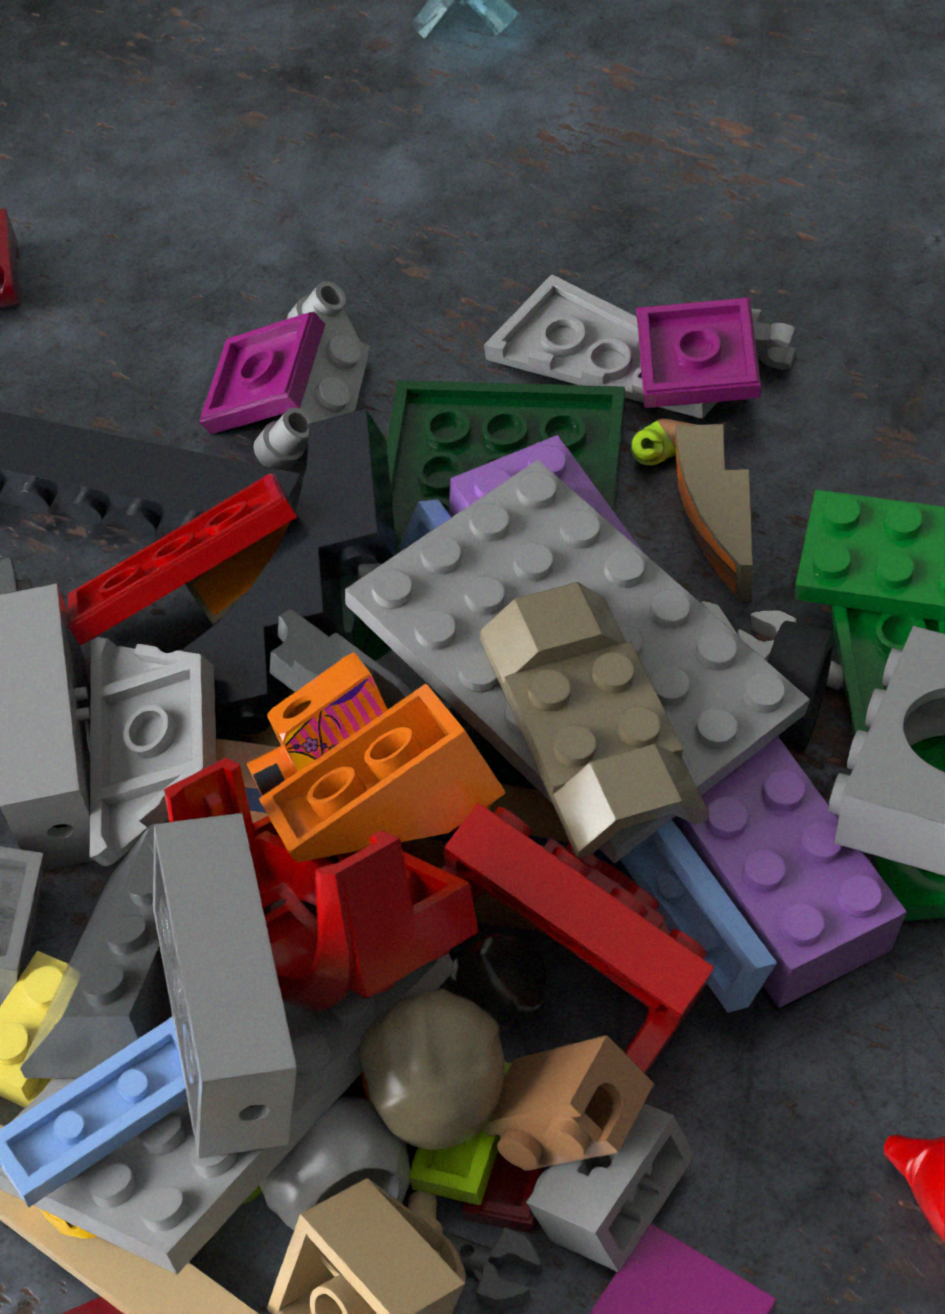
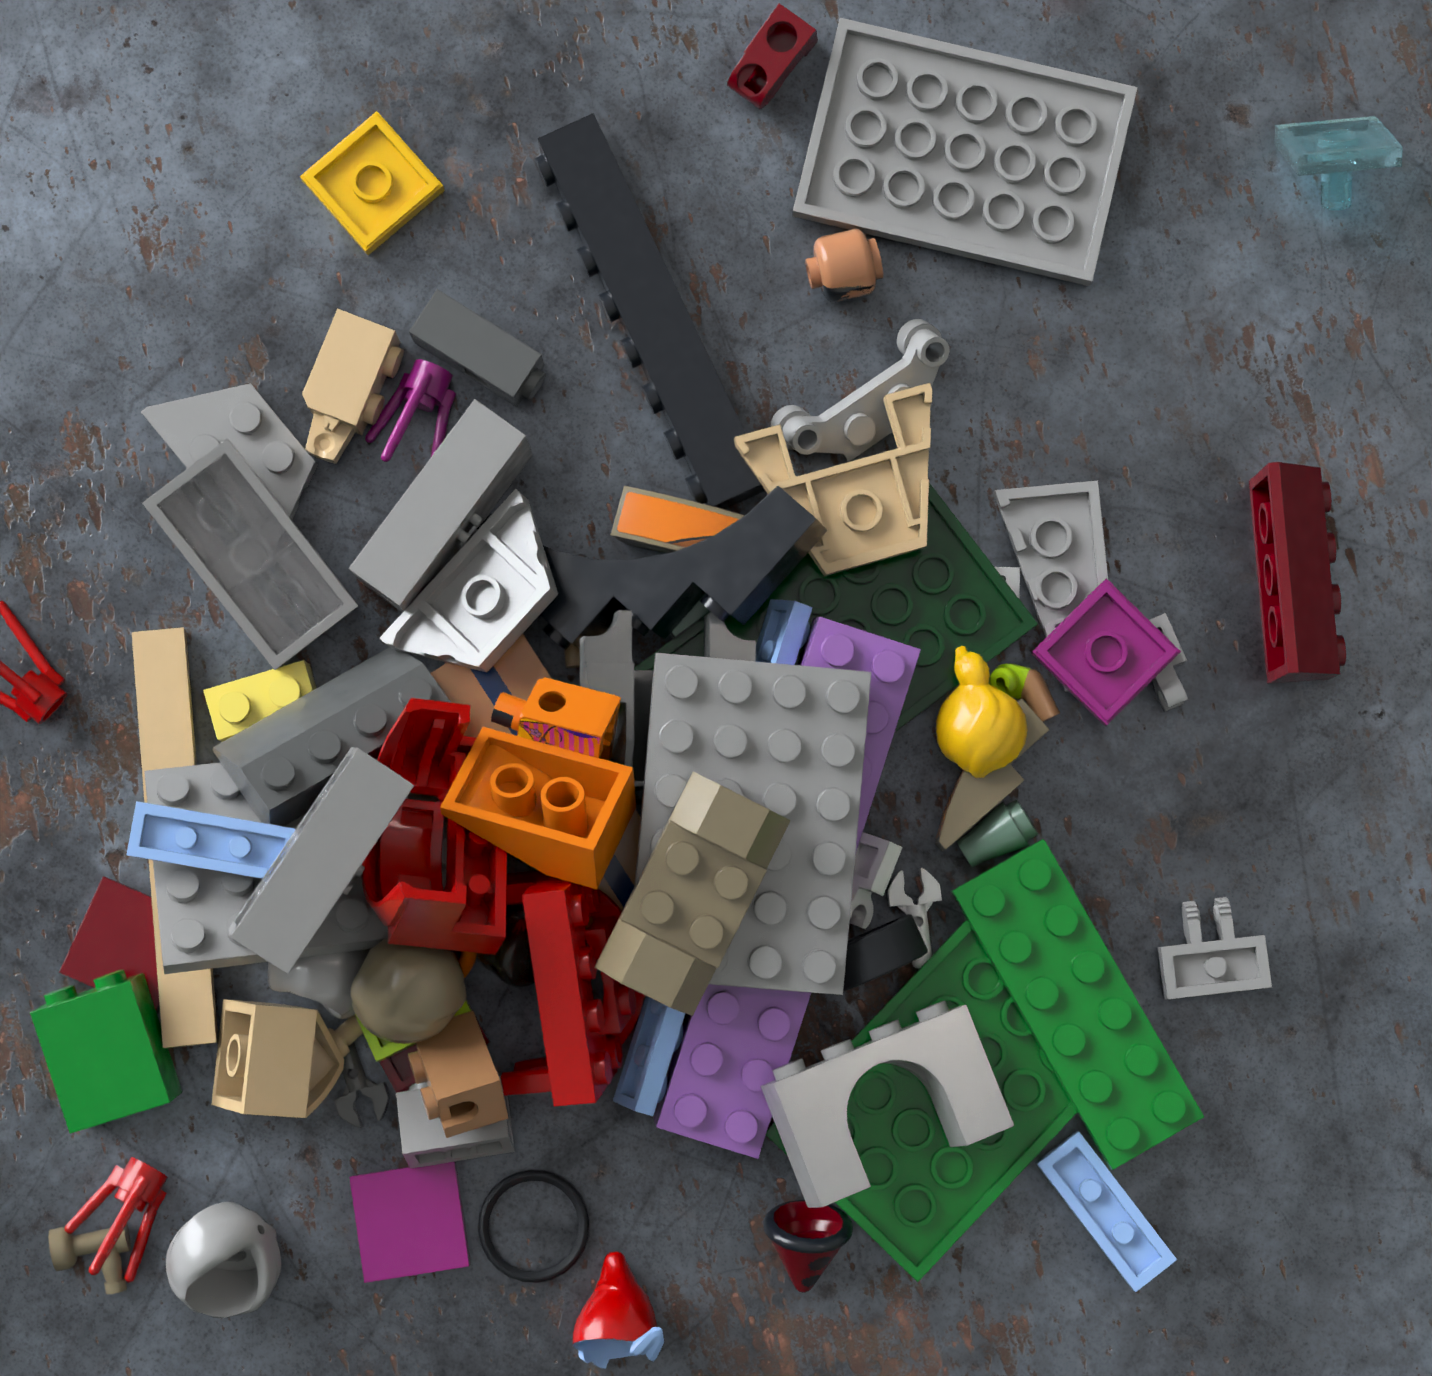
camera: 40 degrees right, 30 degrees up
(178, 558) = (624, 482): red tile -> none
(197, 319) = (844, 265): none -> nougat head
(205, 202) = (965, 151): none -> light grey plate
(262, 373) = (838, 360): magenta tile -> none
(409, 401) = (868, 504): none -> tan wing
(661, 461) = (979, 722): none -> yellow hair
(762, 205) = (1295, 573): none -> dark red slope
(776, 1273) = (583, 1229): none -> black tyre
(778, 534) = (999, 833): none -> sand green cone

